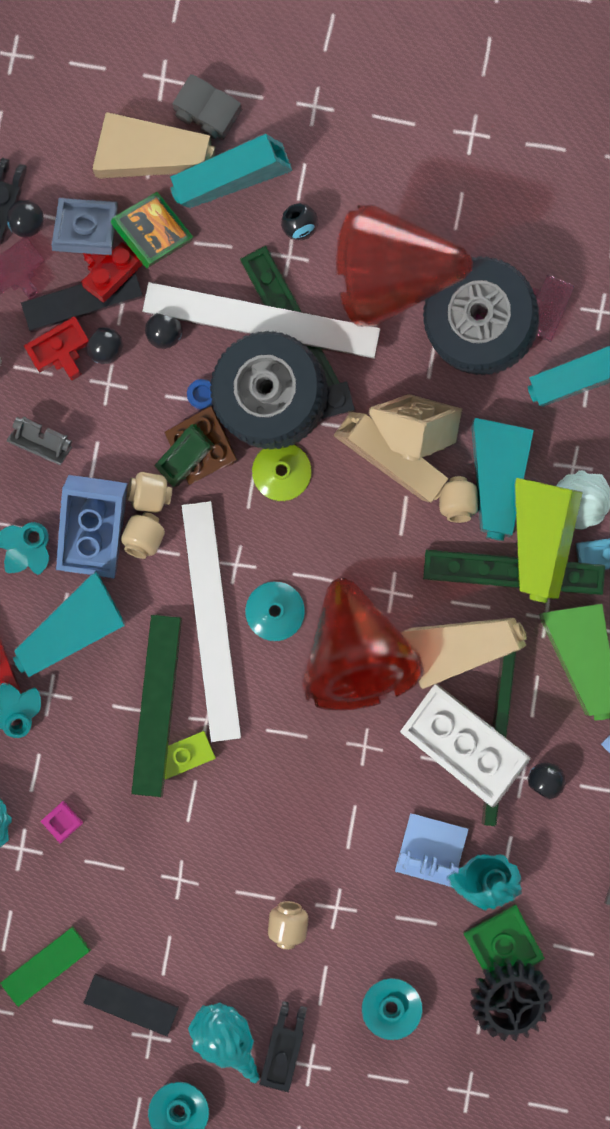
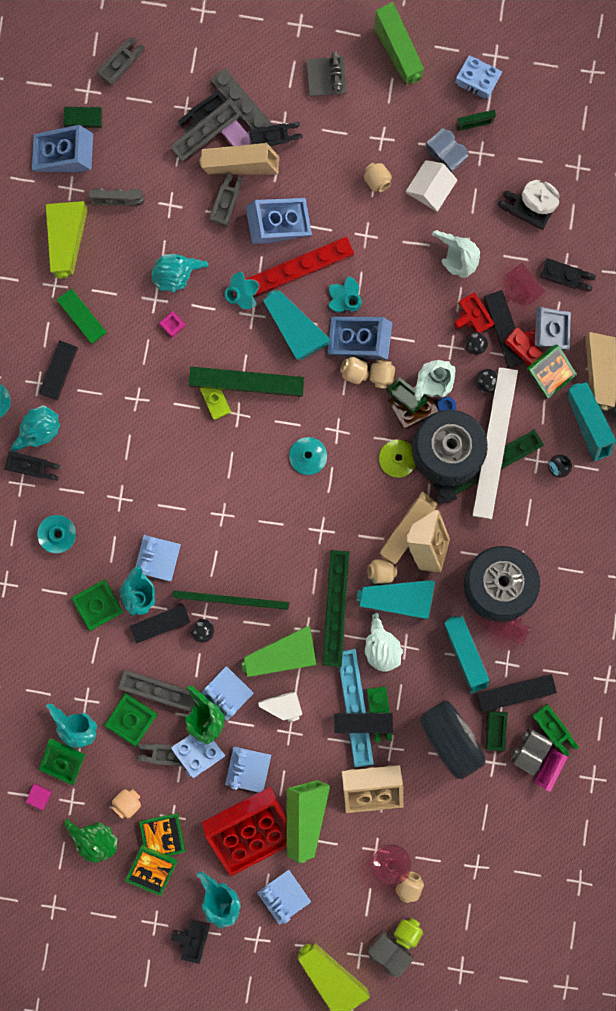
camera: 85 degrees right, 0 degrees up
(25, 218) = (556, 290): black piece -> none
(50, 445) = (411, 308): dark grey hinge -> none
(161, 410) = (435, 379): none -> light aqua hair
(211, 621) = (300, 415): white tile -> none
(288, 924) = (109, 467): tan head -> none
(357, 653) = (281, 506): clear red cone -> none
(392, 265) = (532, 522): clear red cone -> none
(463, 646) = (285, 568): tan slope -> none
(465, 745) = (223, 577): white plate -> none
(533, 1001) = (63, 594): black gear -> none
(534, 847) = (160, 623): none -> black tile
(544, 536) = (359, 626): lime slope -> none

